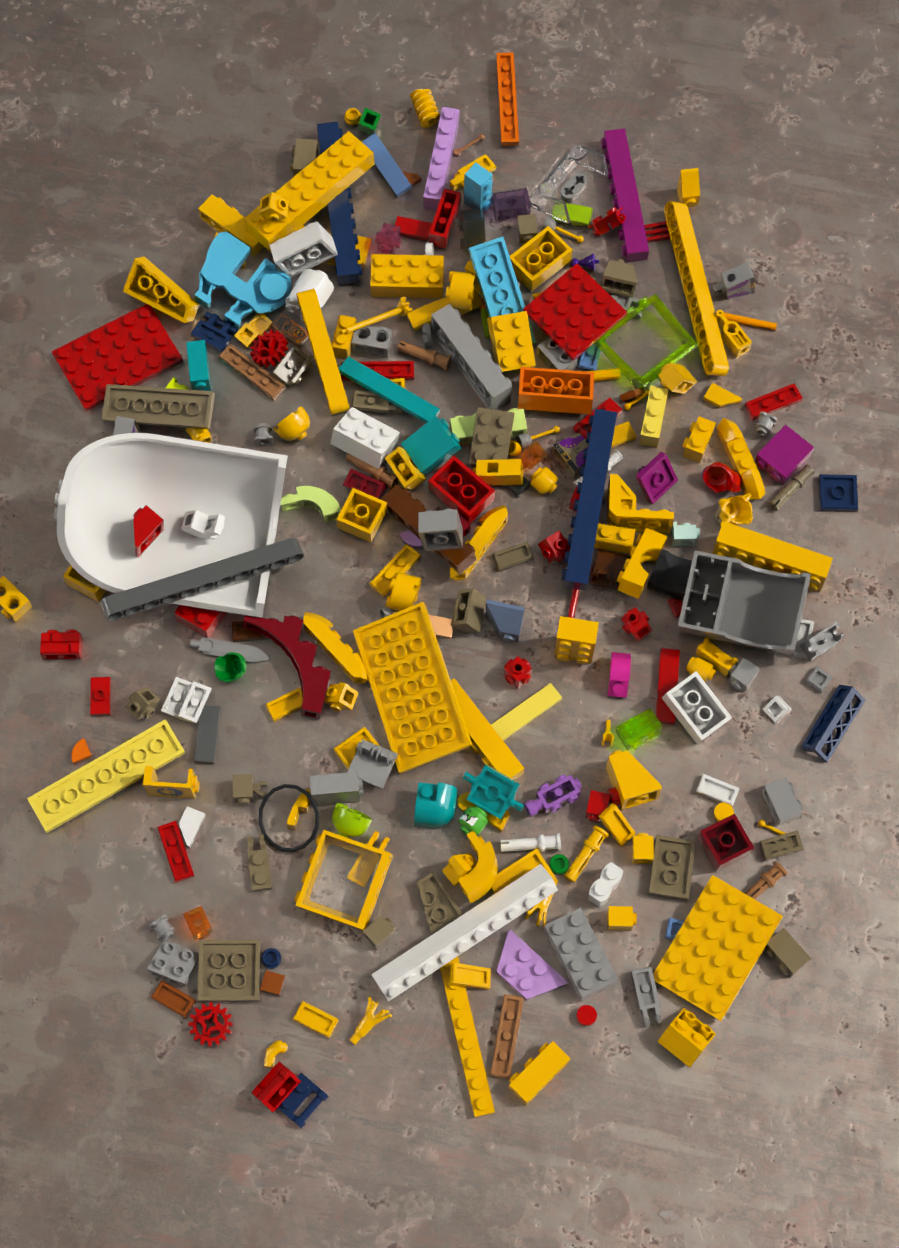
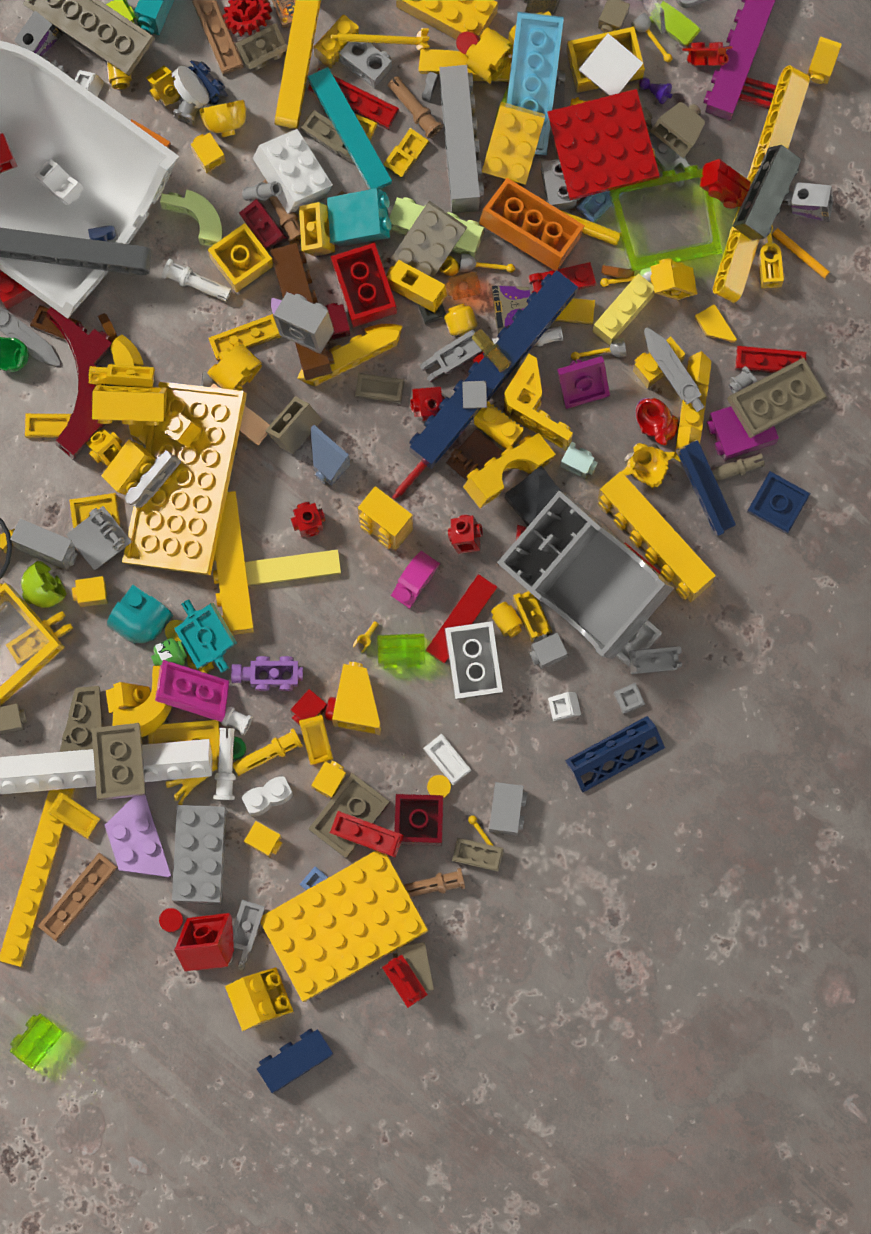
camera: 30 degrees right, 10 degrees up
(238, 425) = (163, 86): none -> yellow brick
(254, 544) = (102, 233): none -> dark blue tile
(257, 408) = (214, 86): none -> dark blue hinge
(258, 415) = (190, 87): none -> white tile
(290, 610) = (107, 326): none -> dark orange tile
(297, 455) = (207, 152): none -> yellow brick
(325, 637) = (122, 375): none -> yellow hinge
(328, 549) = (186, 276): none -> white pin
(345, 652) = (129, 404): none -> yellow brick
(351, 461) = (262, 191): none -> light grey pin
(367, 701) = (128, 467): none -> yellow brick
(387, 806) = (90, 591): none -> yellow brick
(390, 700) = (152, 480): none -> light grey hinge
(391, 651) = (180, 428): none -> yellow brick
(437, 387) = (406, 153): none -> yellow slope
(438, 291) = (465, 40): none -> red tile
(486, 913) = (118, 761): none -> dark tan plate
(507, 836) = (192, 690): none -> dark pink tile
(538, 1072) = (87, 951): yellow brick -> none
(540, 1161) = (36, 1040): none -> clear neon green brick
(549, 257) = (610, 66): none -> white tile
(554, 505) = (452, 356): none -> light grey hinge
(565, 887) = (224, 776): none -> white pin
(583, 484) = (491, 350): none -> clear yellow axle
(590, 519) = (474, 394): none -> light grey slope
(624, 1016) = (206, 942): none -> red slope
(663, 445) = (617, 348): none -> hinge
(673, 297) = (724, 183): none -> red brick
(696, 871) = (366, 834): none -> red tile
(706, 288) = (767, 192): none -> pearl dark grey brick
(715, 436) = (673, 369): none -> light grey piece
(740, 1068) = (294, 1060): none -> dark blue brick
(784, 506) = (705, 487): none -> dark blue fence
(788, 963) = (404, 981): none -> red hinge
(796, 421) = (776, 398): none -> dark tan tile

